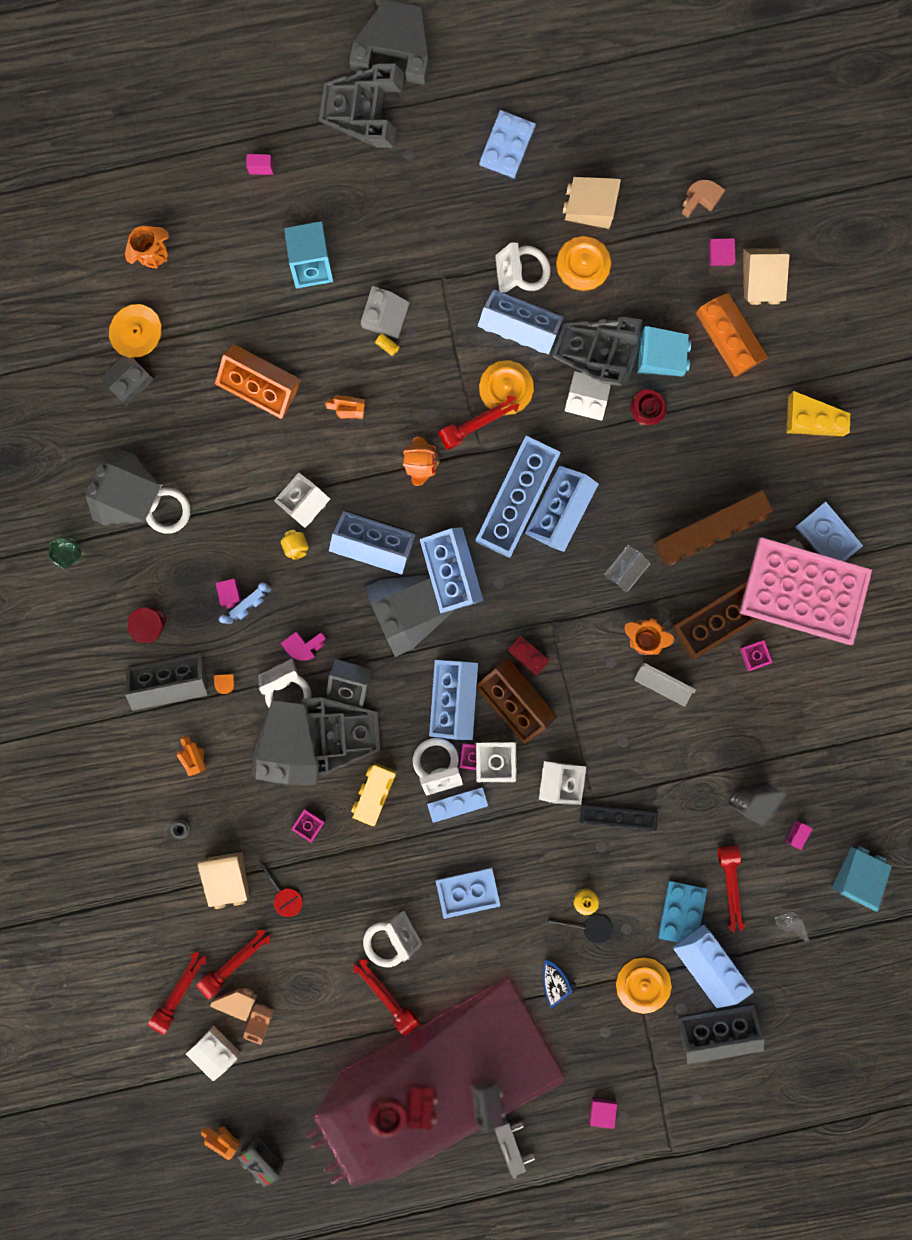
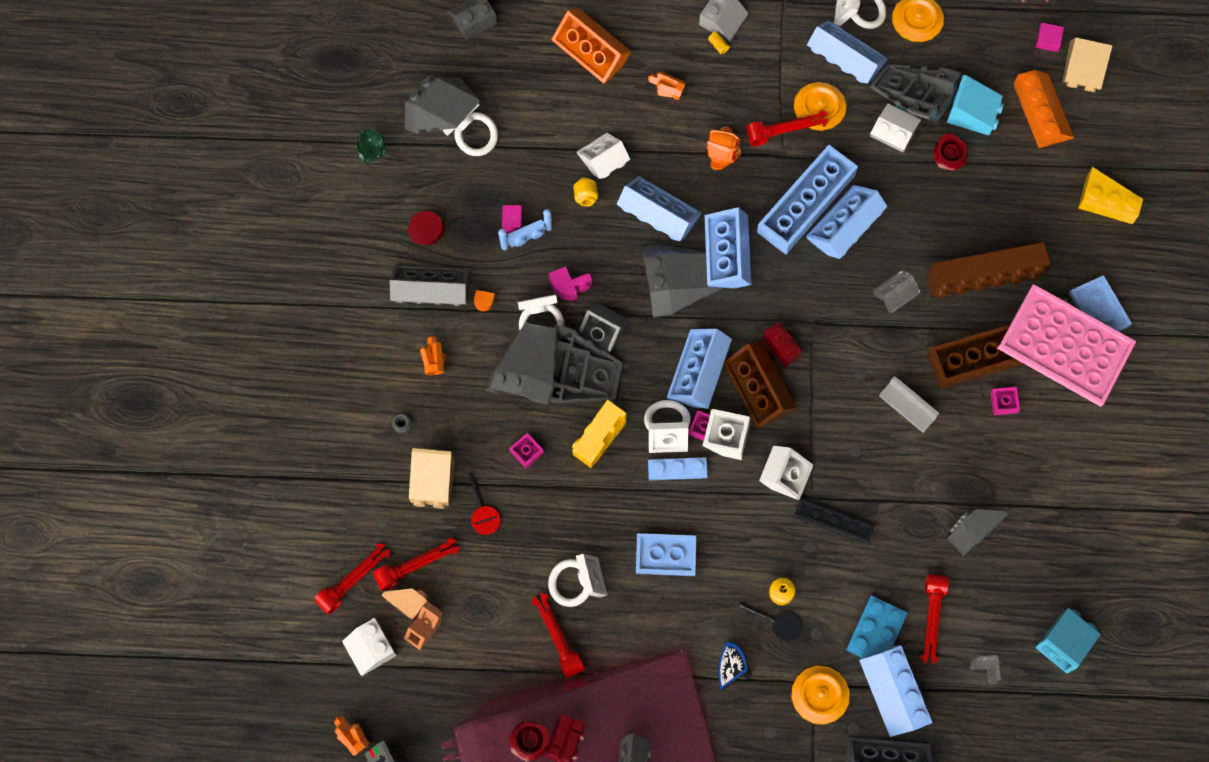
camera: 15 degrees right, 15 degrees down
(648, 636) = (903, 352): orange piece -> none
(798, 835) = (1011, 581): dark pink piece -> none

